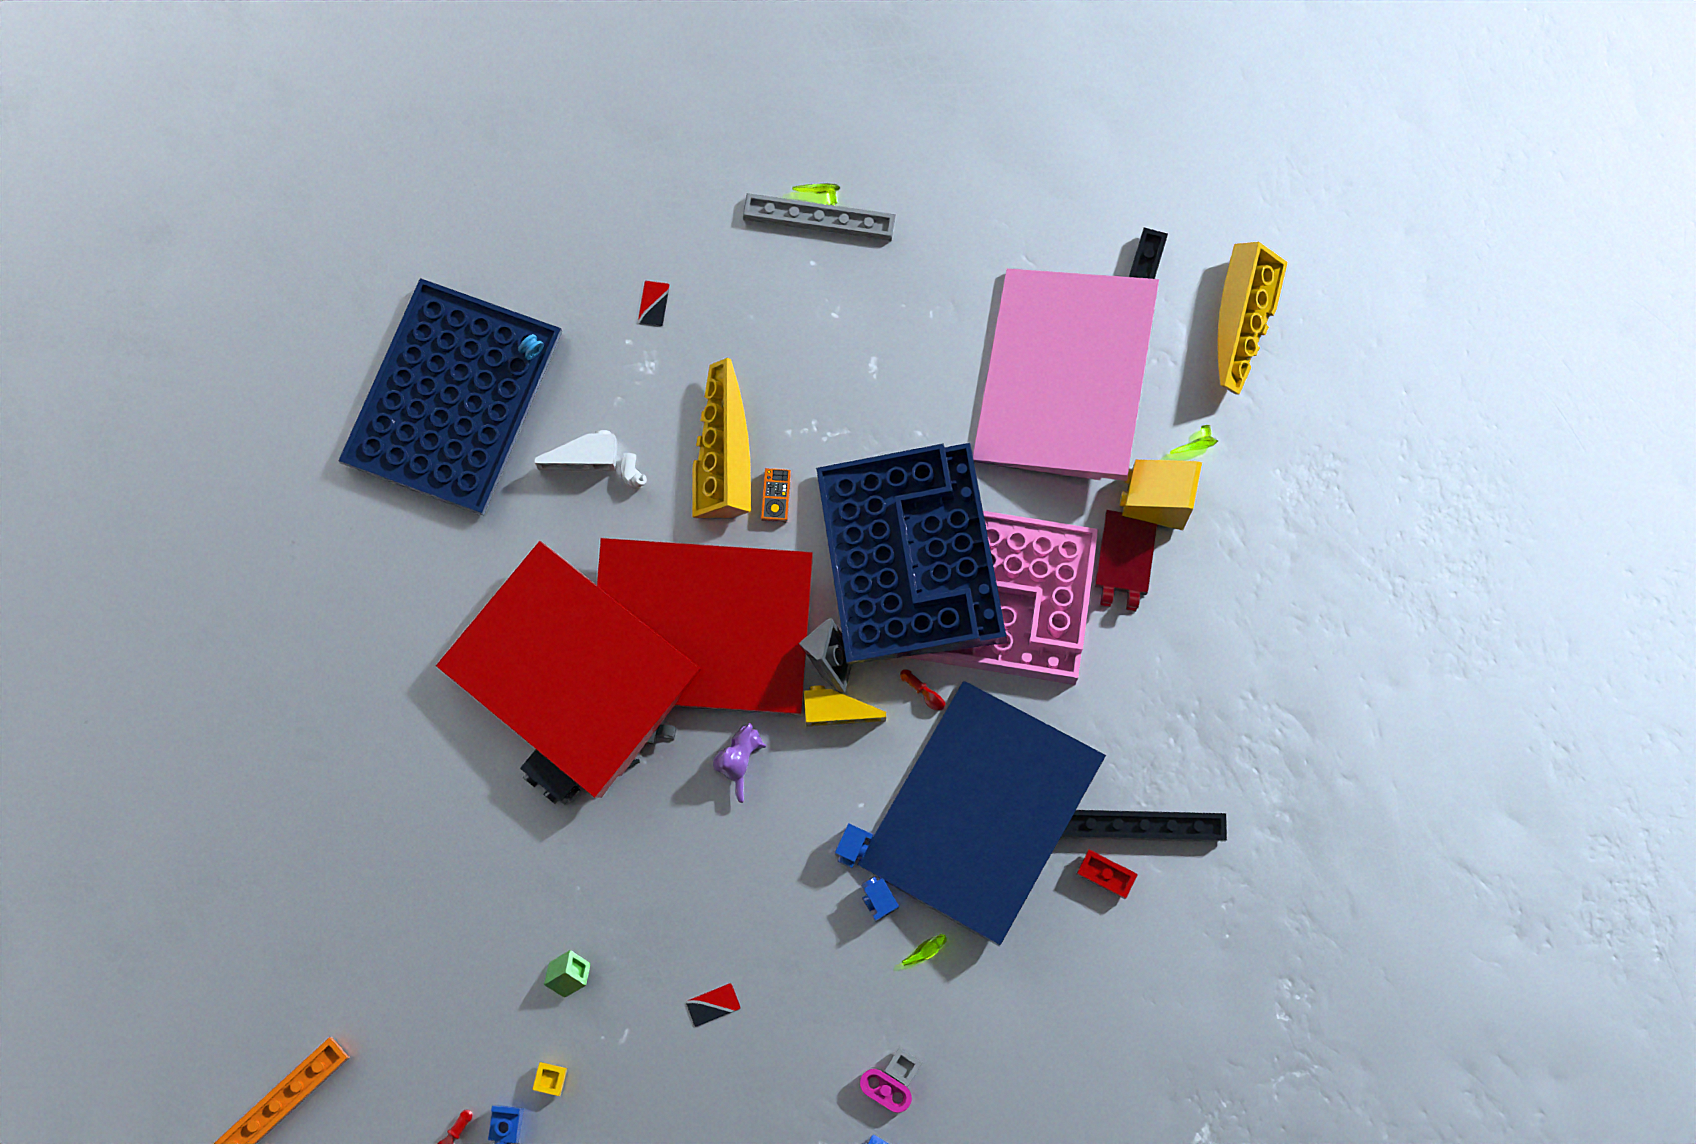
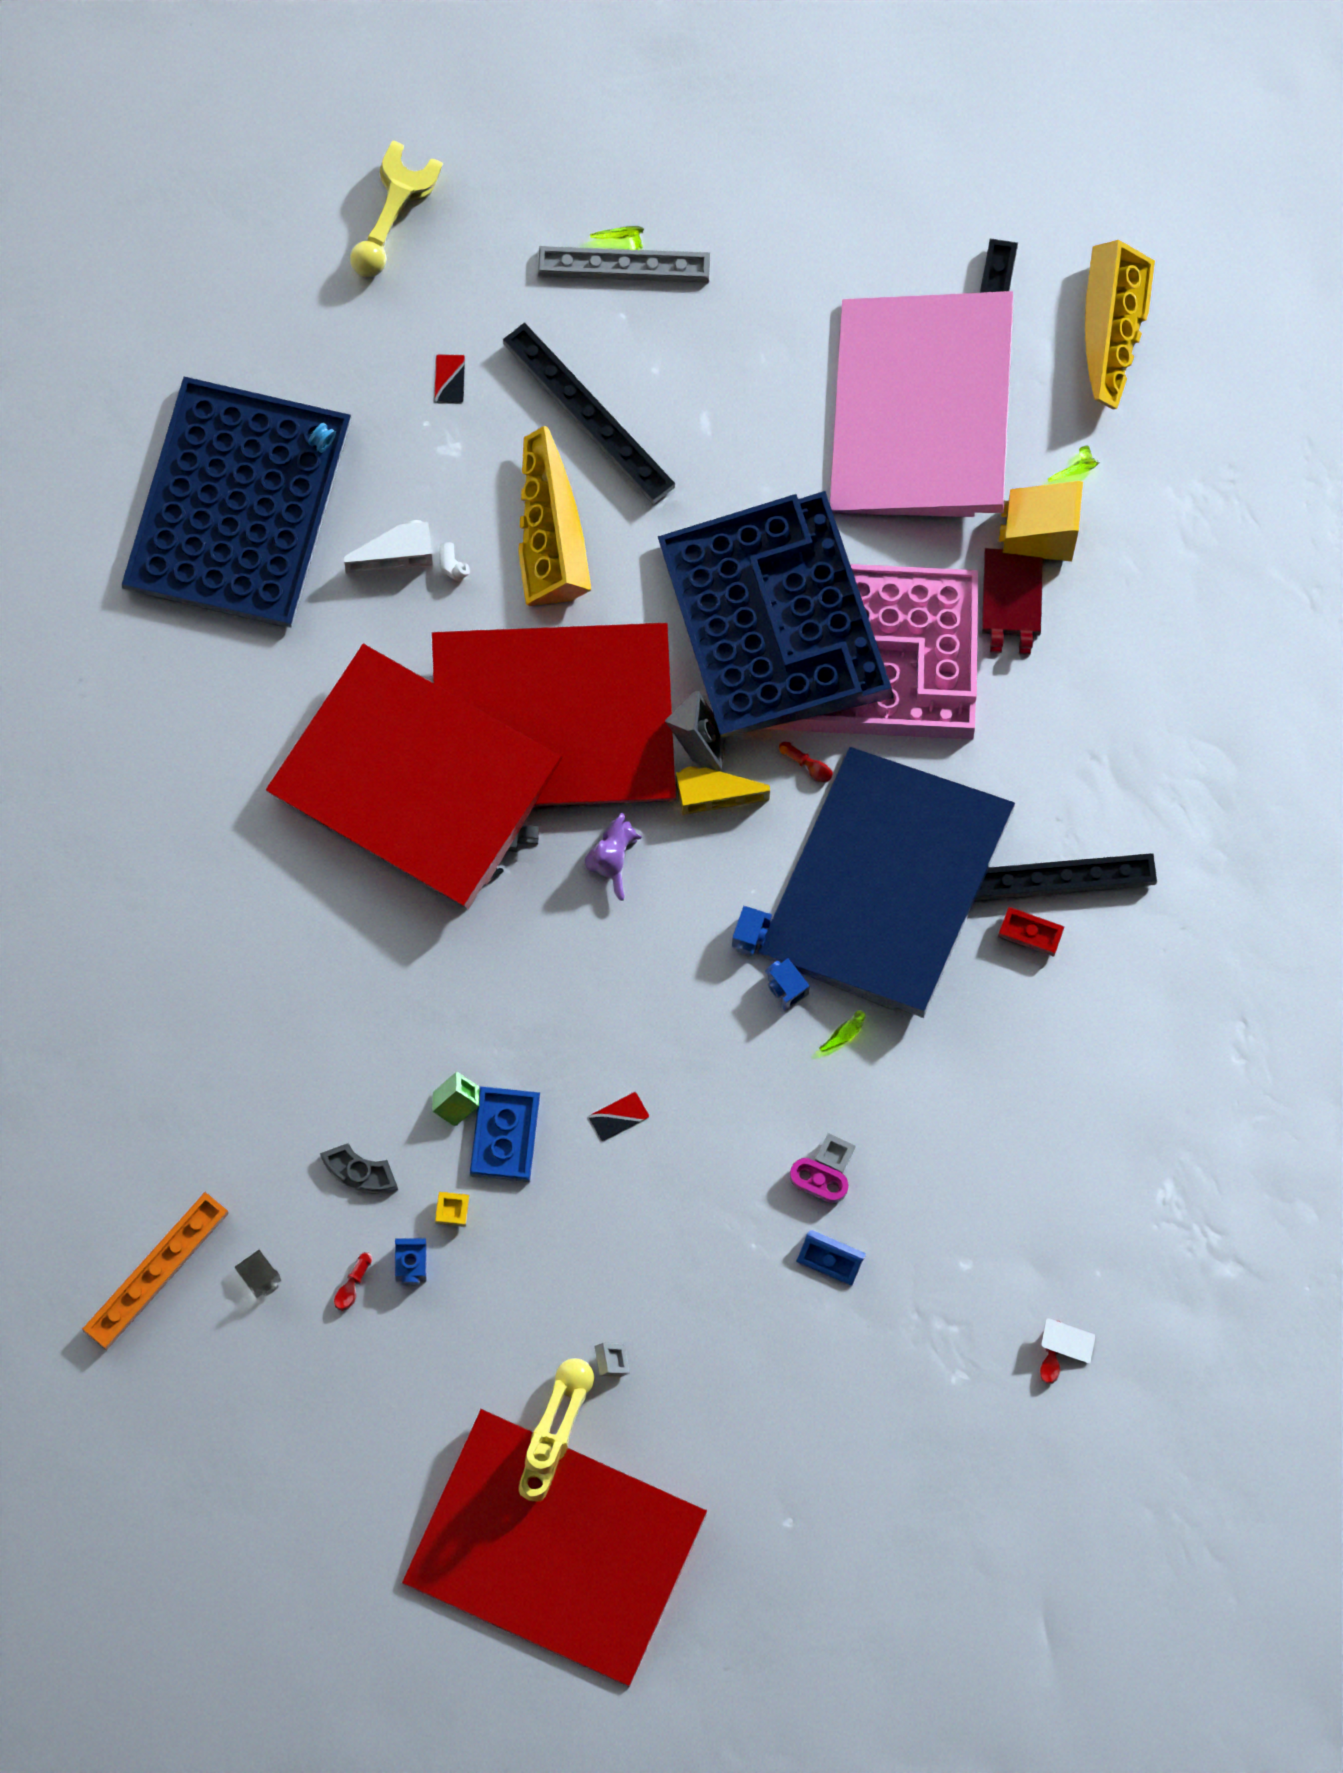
camera: 10 degrees left, 5 degrees down
(368, 1120) = (258, 1274): none -> clear smoke bracket
(471, 1032) = (358, 1172): none -> dark grey tile
(546, 774) = (408, 895): black brick -> none
(607, 1011) = (505, 1134): none -> blue tile
(635, 127) = (402, 187): none -> light yellow piece
(770, 349) = (589, 413): none -> black plate
(776, 495) = (616, 571): tile -> none

